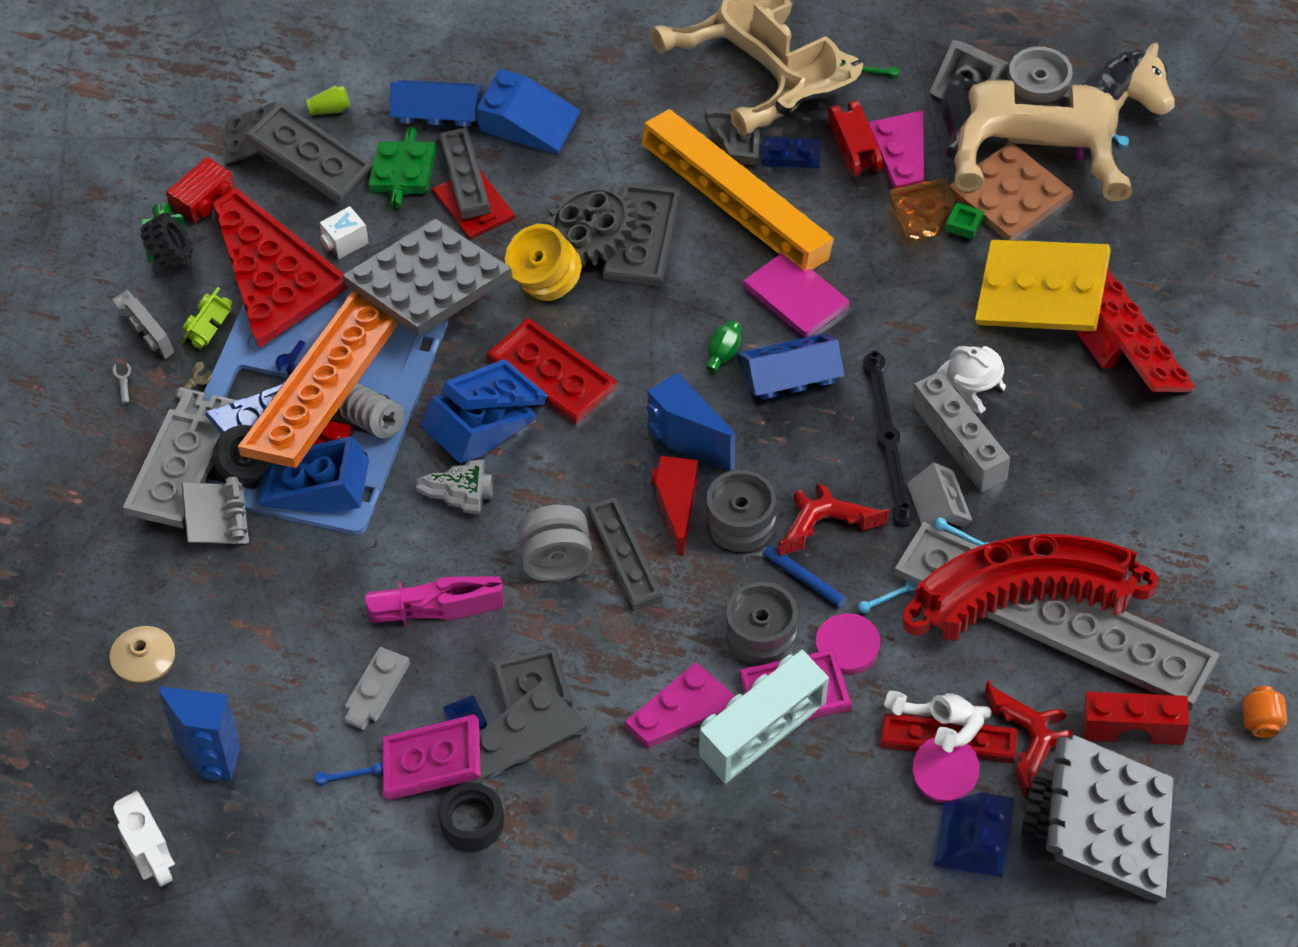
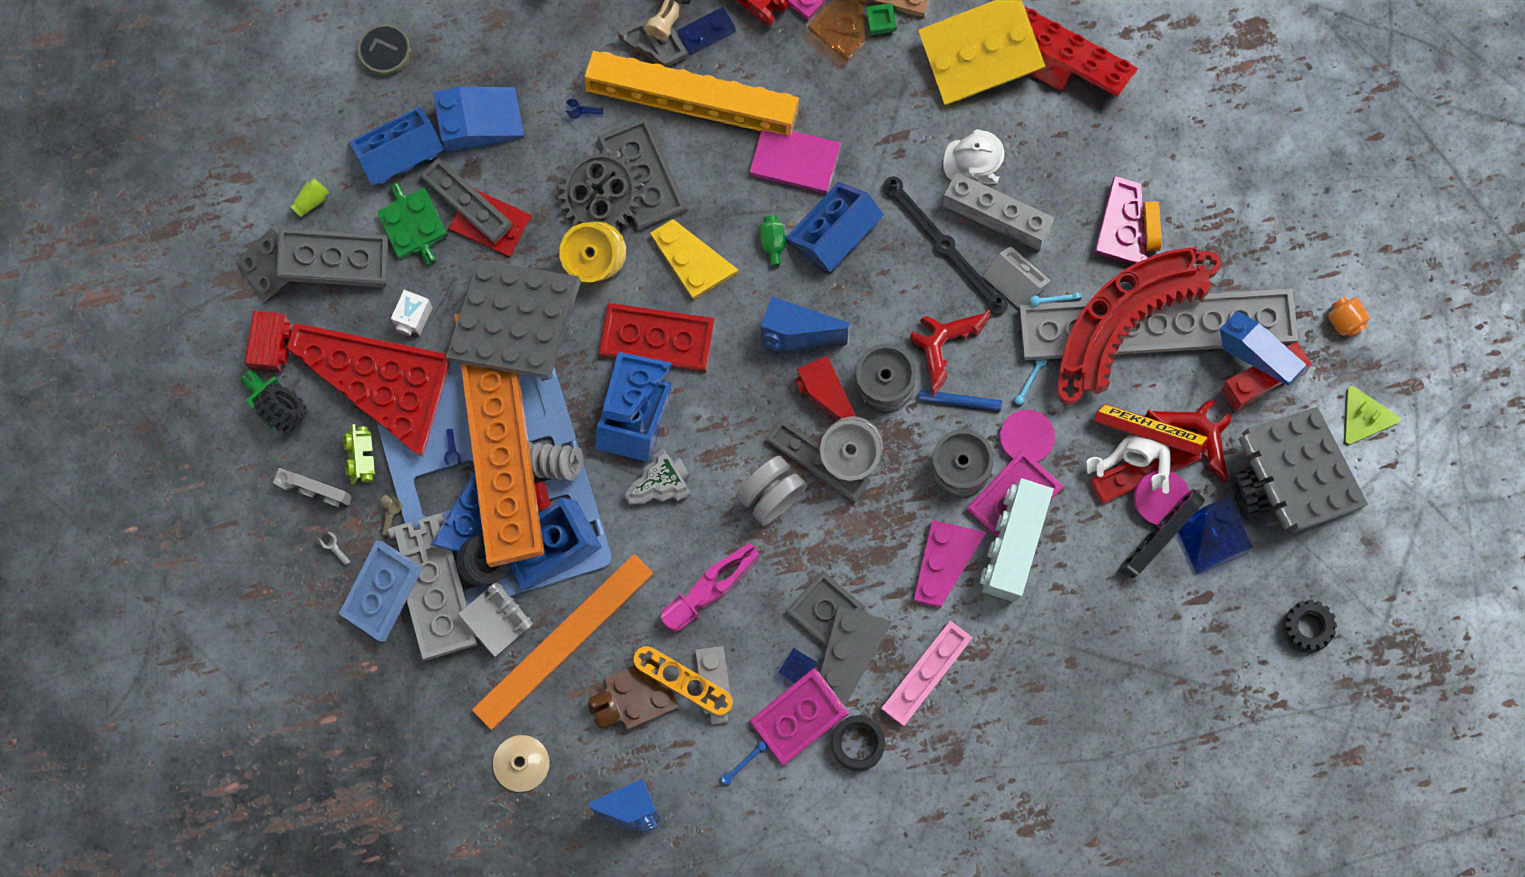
camera: 30 degrees left, 20 degrees up
(131, 431) = (380, 590): none -> medium blue plate
(263, 572) = (562, 642): none -> orange tile
(289, 653) = (631, 699): none -> reddish brown plate
(343, 660) = (685, 677): none -> light orange beam
(487, 26) = (384, 49): none -> black tile
(587, 794) = (926, 673): none -> bright pink plate
(622, 155) = (579, 110): none -> clear blue hand
(634, 326) = (691, 259): none -> yellow wing
(658, 544) = (838, 458): none -> light grey wheel
(920, 798) = (1162, 533): none -> black beam
(978, 697) = (1151, 429): none -> tile
(1083, 504) = (1122, 224): none -> wing
(1112, 521) = (1152, 226): none -> light orange beam
(1139, 674) = (1260, 348): none -> slope
(1221, 818) = (1365, 416): none -> lime piece

